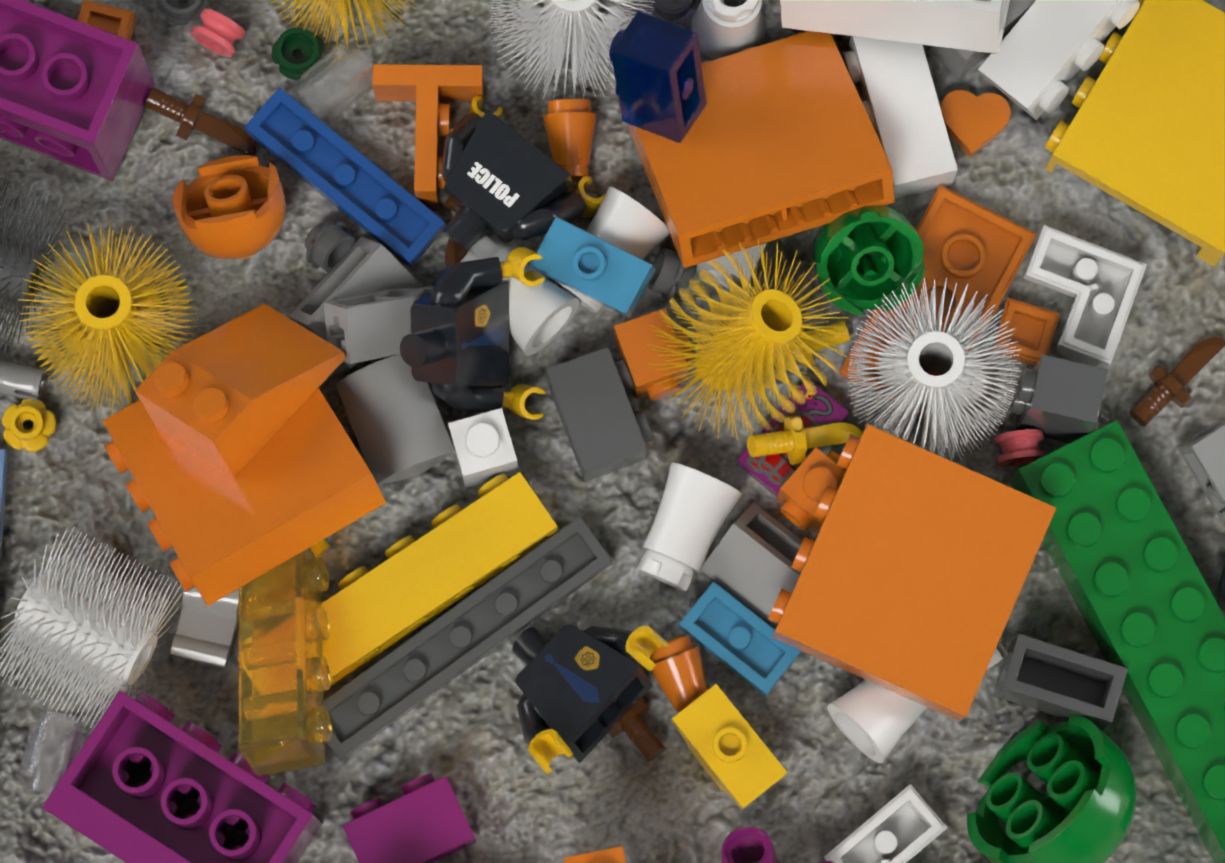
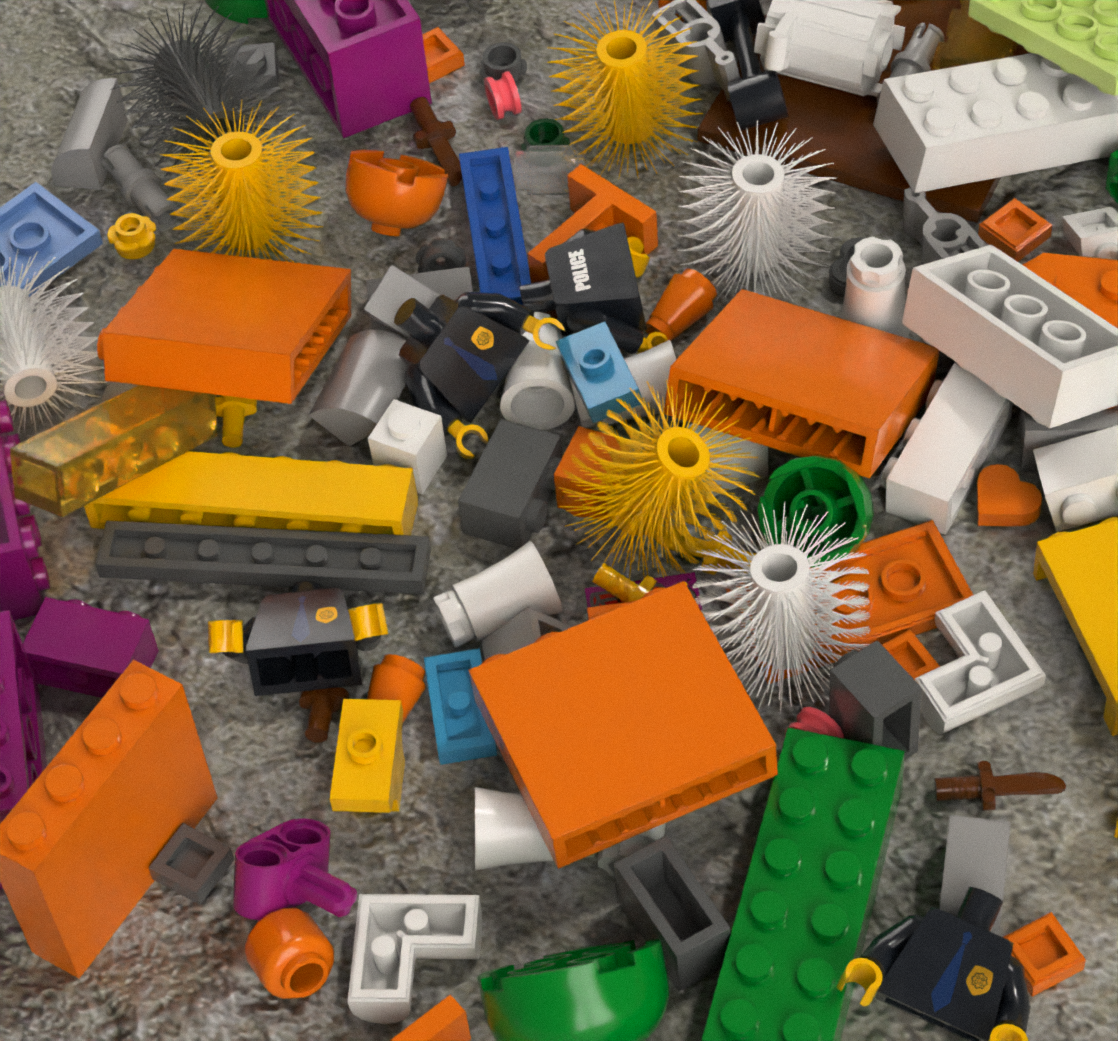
camera: 50 degrees right, 25 degrees down
(237, 385) = (269, 264): orange slope -> none
(658, 76) = (762, 267): clear blue brick -> none

